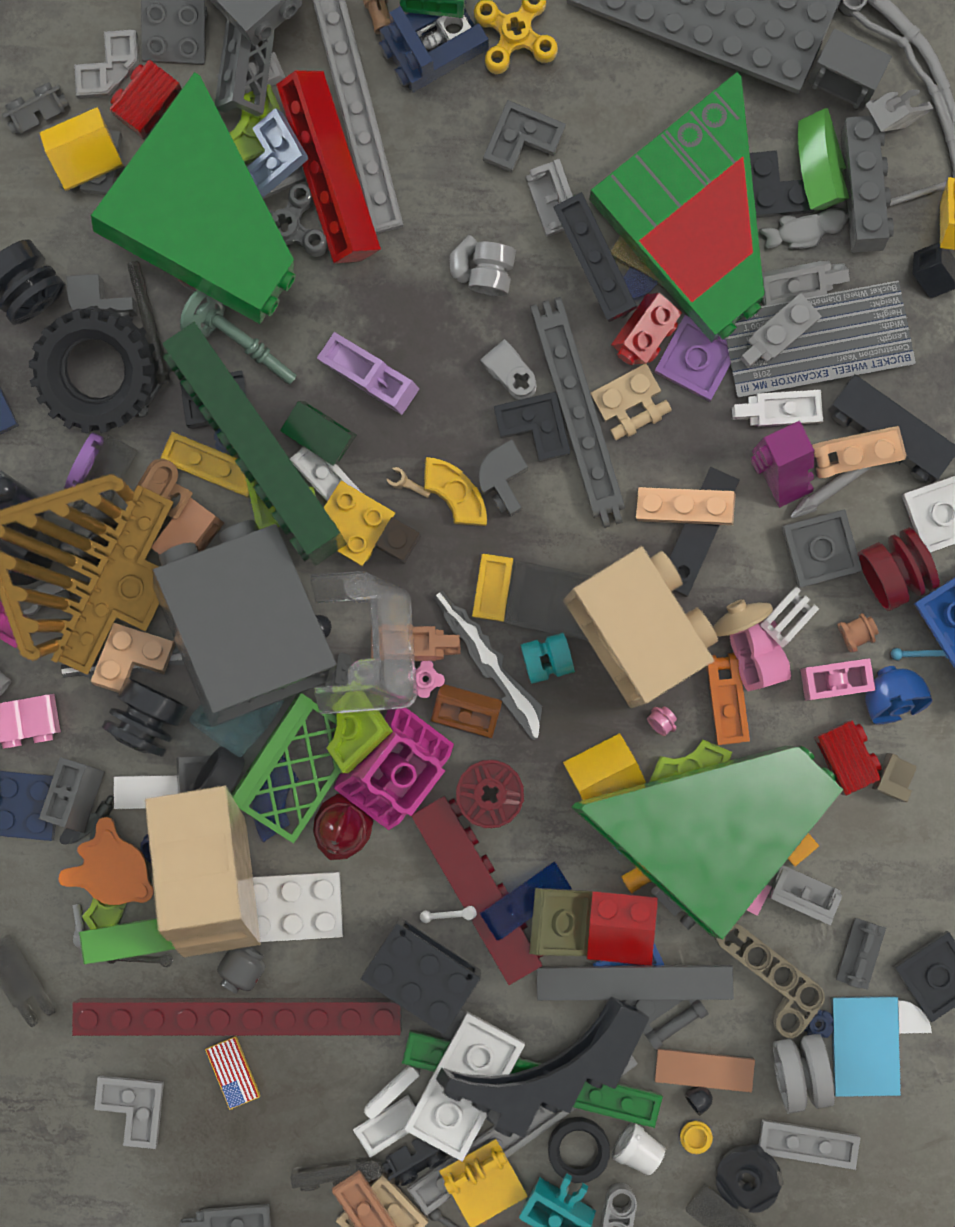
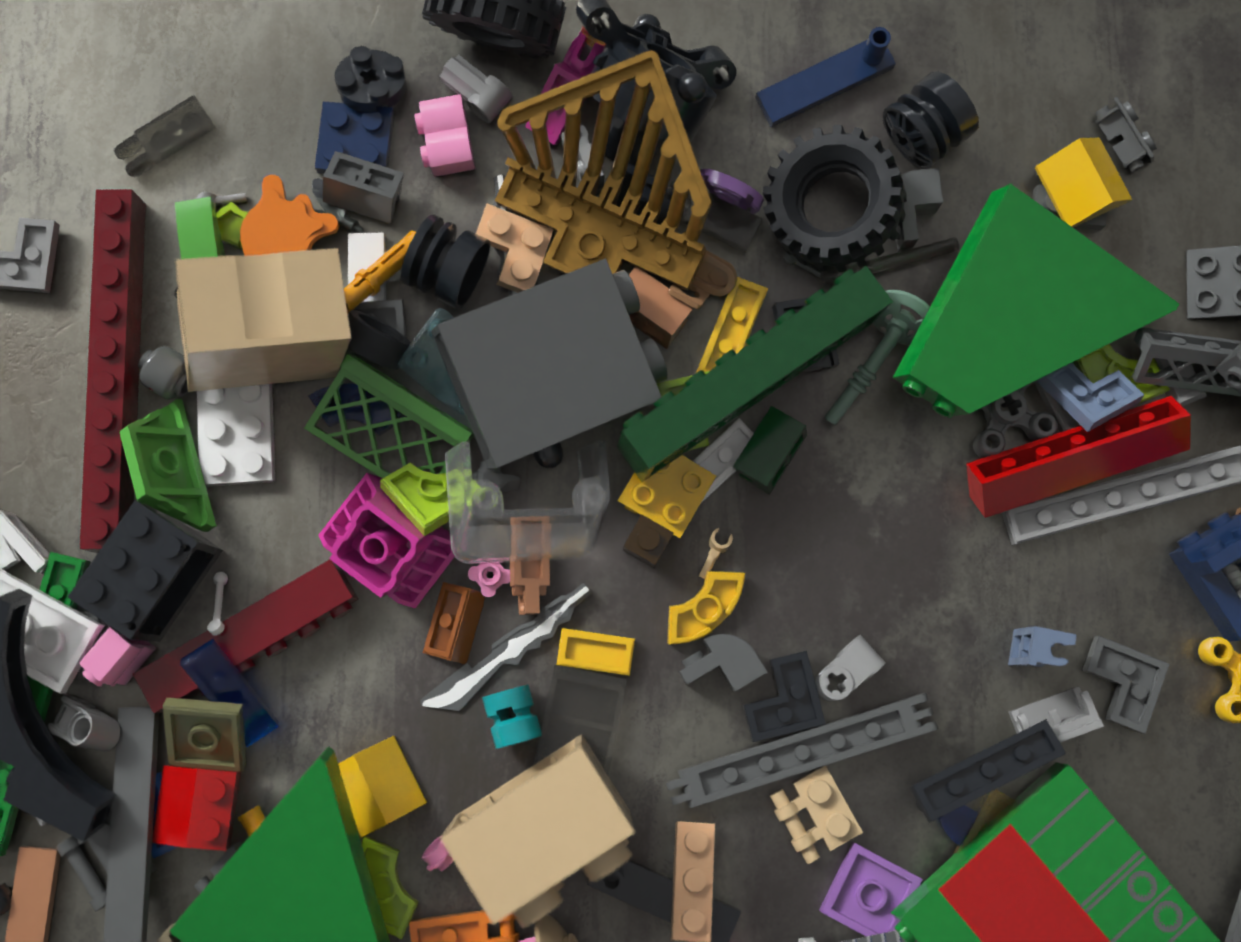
camera: 85 degrees right, 5 degrees down
(103, 79) = (1163, 209): light grey tile -> none
(145, 98) = (1147, 250): red brick -> none
(145, 771) = (368, 281): none -> light orange pin
(232, 1072) = (53, 367): tile -> none
(327, 961) = (167, 466): none -> bright green wing
(341, 828) = (322, 482): dark red piece -> none
(368, 373) = (840, 506): lavender slope -> none
(459, 259) = (977, 610): light grey arm -> none
(486, 813) = (375, 655): dark red wheel -> none
(492, 214) = (1033, 646): none -> sand blue hinge
(492, 264) = (974, 648): light grey wheel -> none
(494, 1000) = (115, 658): none -> bright pink brick
(550, 1032) = (84, 725): none -> light grey piece
(646, 329) = (902, 833): brick -> none

